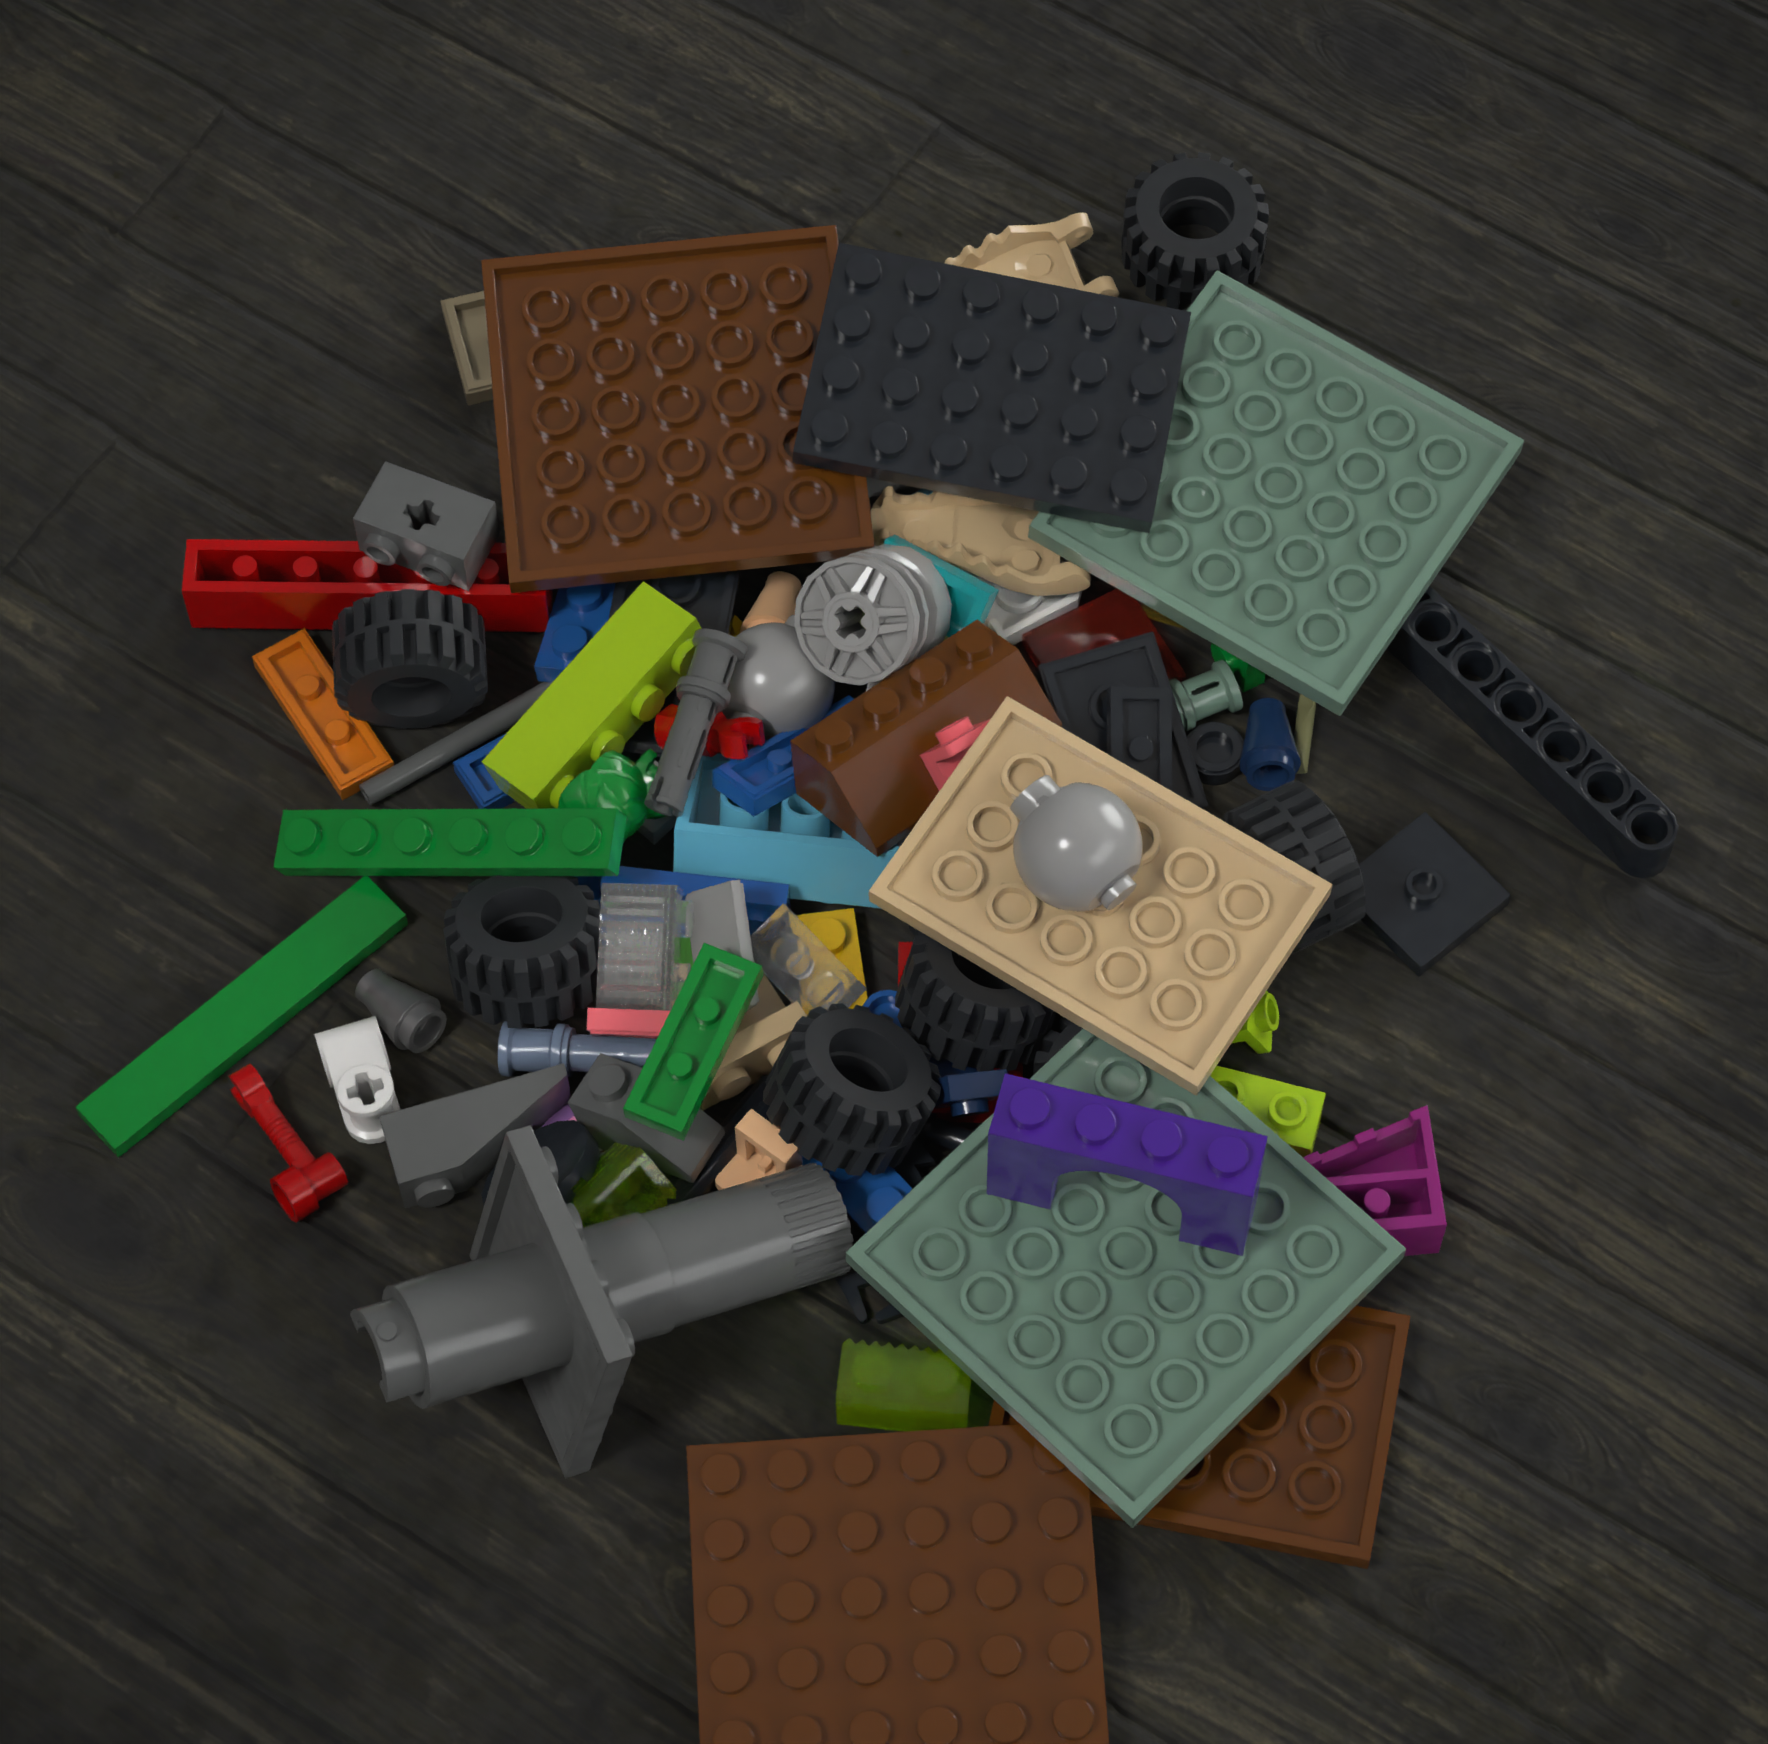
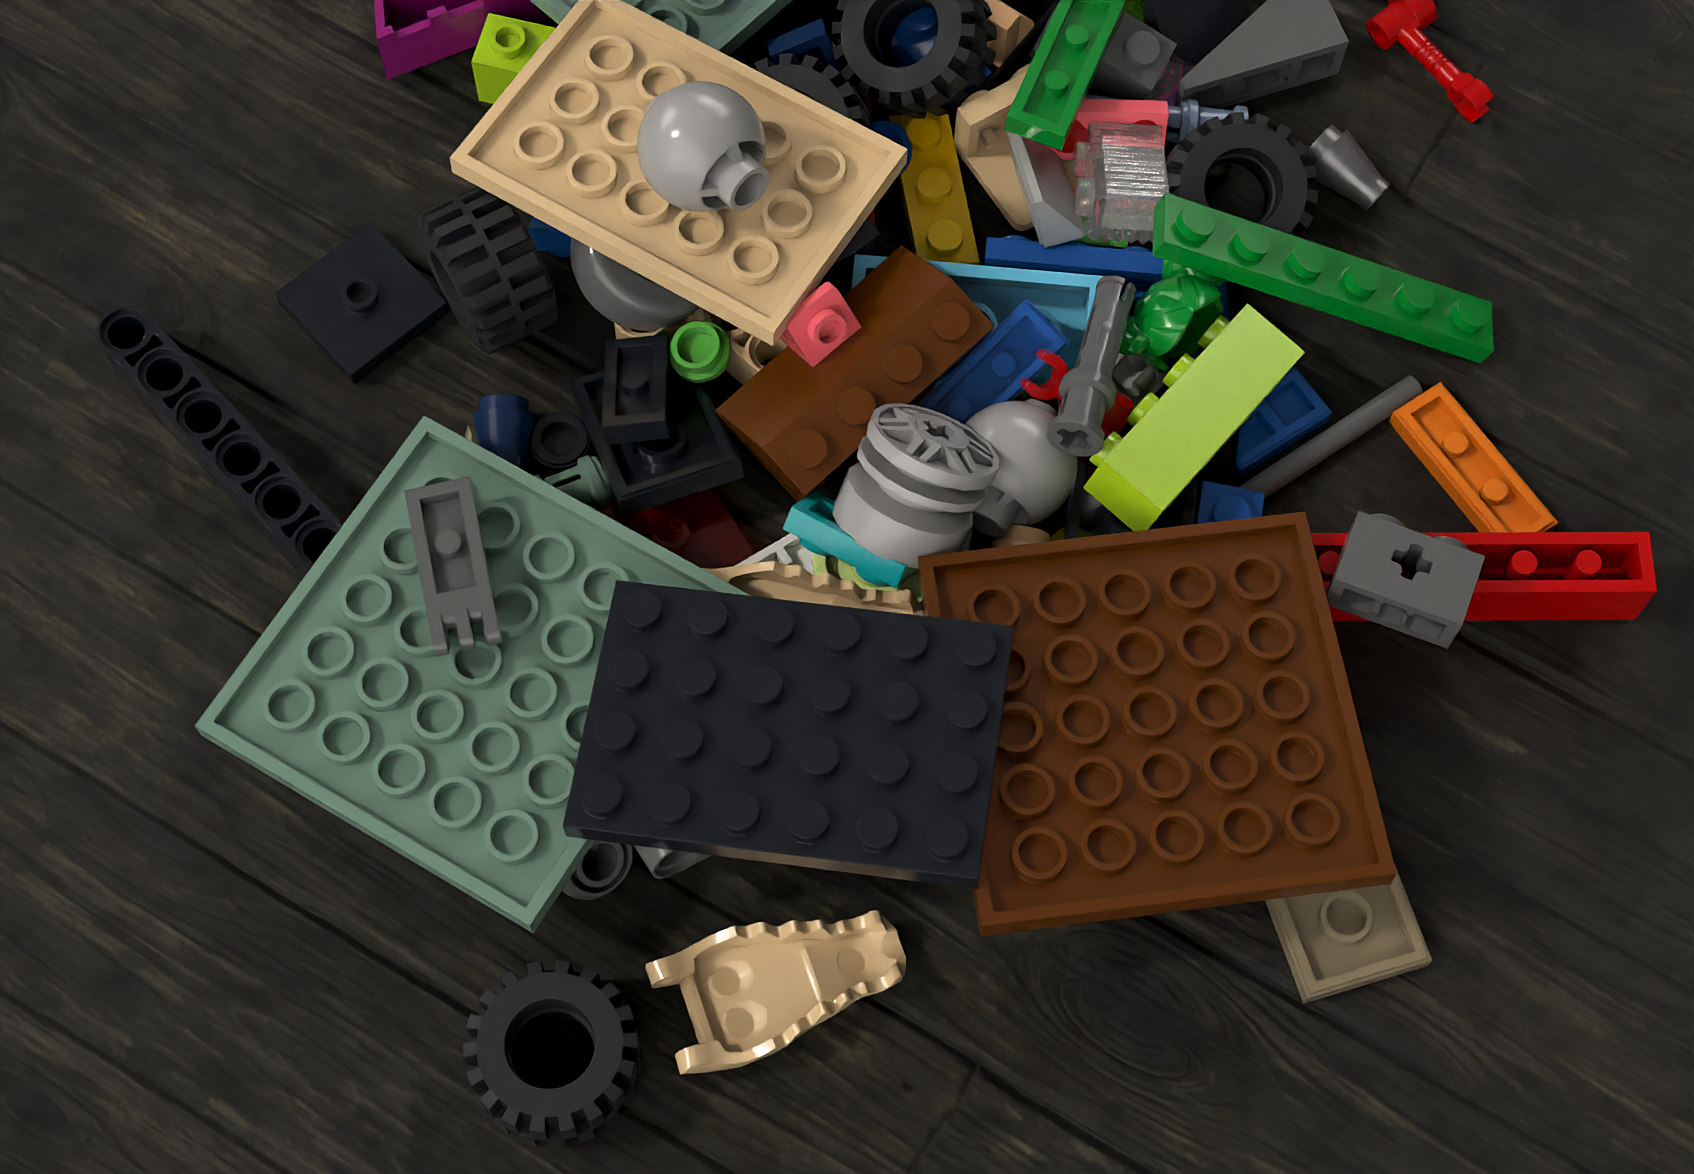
camera: 175 degrees right, 5 degrees up
(241, 1016) = (1497, 165): green tile -> none
(360, 1075) = (1373, 100): white piece -> none
(409, 659) = (1397, 462): black tyre -> none
(802, 963) = (966, 181): clear plate -> none
(1303, 545) = (452, 563): none -> dark grey hinge

